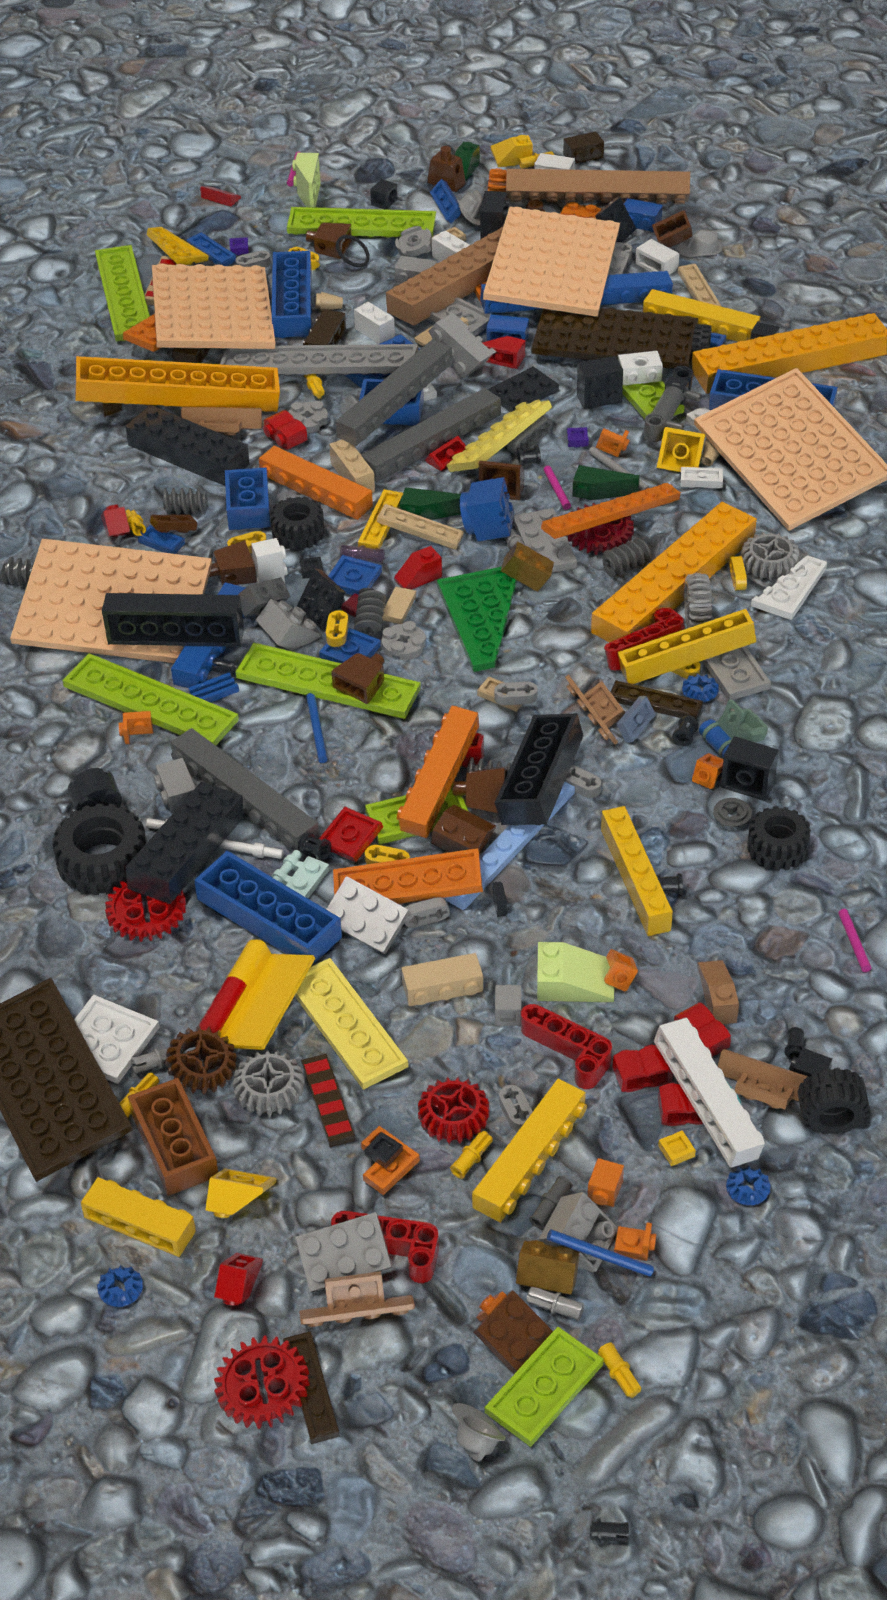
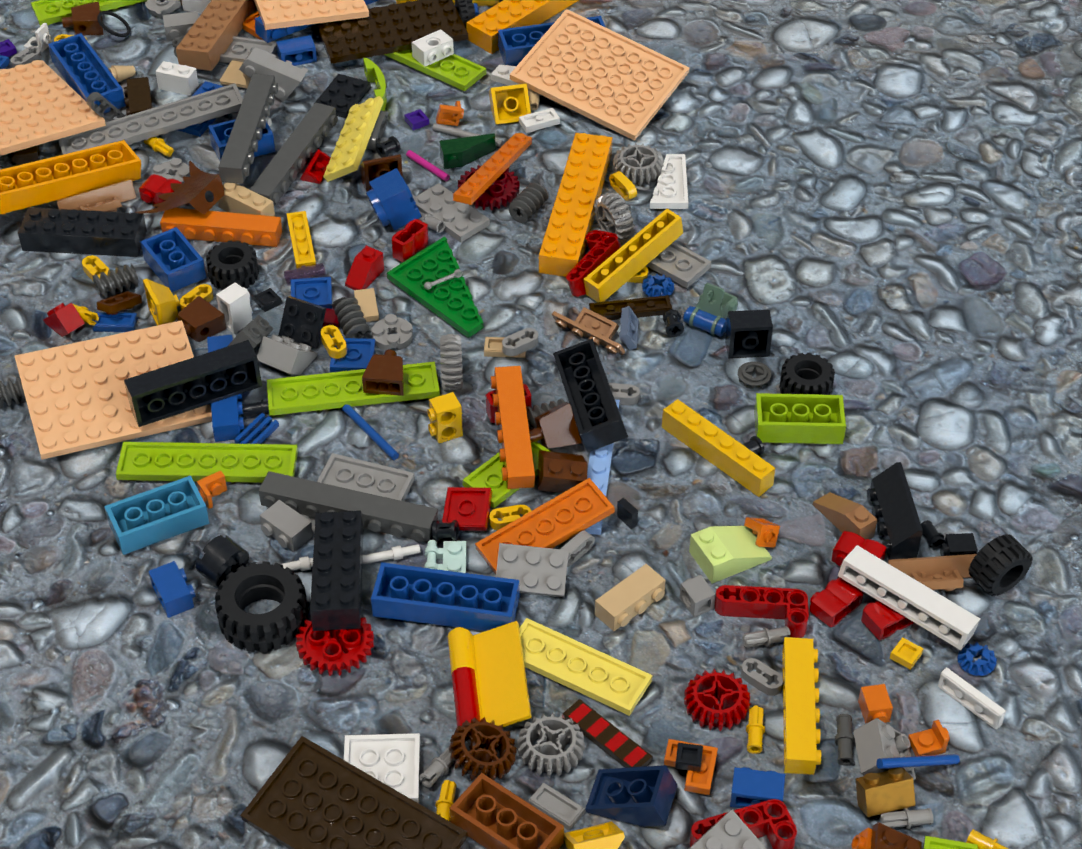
camera: 30 degrees left, 0 degrees up
(39, 802) = (171, 588): none -> blue brick
(69, 730) = (157, 515): none -> dark azure brick
(182, 483) = (90, 261): none -> yellow beam
(207, 534) = (161, 302): none -> yellow slope
(236, 1142) = (557, 806): none -> light grey tile
(278, 243) = (42, 38): none -> white bracket
(279, 770) = (367, 477): none -> light grey plate
(281, 326) = (104, 105): none -> dark grey beam
(301, 437) = (192, 192): none -> reddish brown piece
(310, 1163) = (633, 795): none -> dark blue slope
(387, 739) = (445, 417): none -> yellow brick
(420, 526) = (339, 234): tan tile -> none
(426, 1204) = (755, 787): none -> blue brick
(430, 503) = (335, 213): dark green slope -> none
(431, 688) = (451, 362): none -> light grey gear
(480, 555) = (410, 240): none -> red brick
(501, 604) = (457, 273): none -> light grey hinge
(508, 353) = (313, 63): red slope -> none
(527, 566) = (457, 235): pearl gold brick -> none
(546, 1072) = (765, 637): none -> light grey axle
(560, 401) = (374, 74): none -> lime slope
(599, 382) = (407, 69): black brick -> none
(676, 391) = (476, 69): dark grey piece -> none
(707, 770) = (713, 348): orange bracket -> none
(708, 1220) = (971, 698): none -> white tile
(740, 873) = (799, 418): none -> lime brick
(765, 1008) = (895, 513): none -> black slope
(854, 940) = (913, 437): dark pink bar -> none

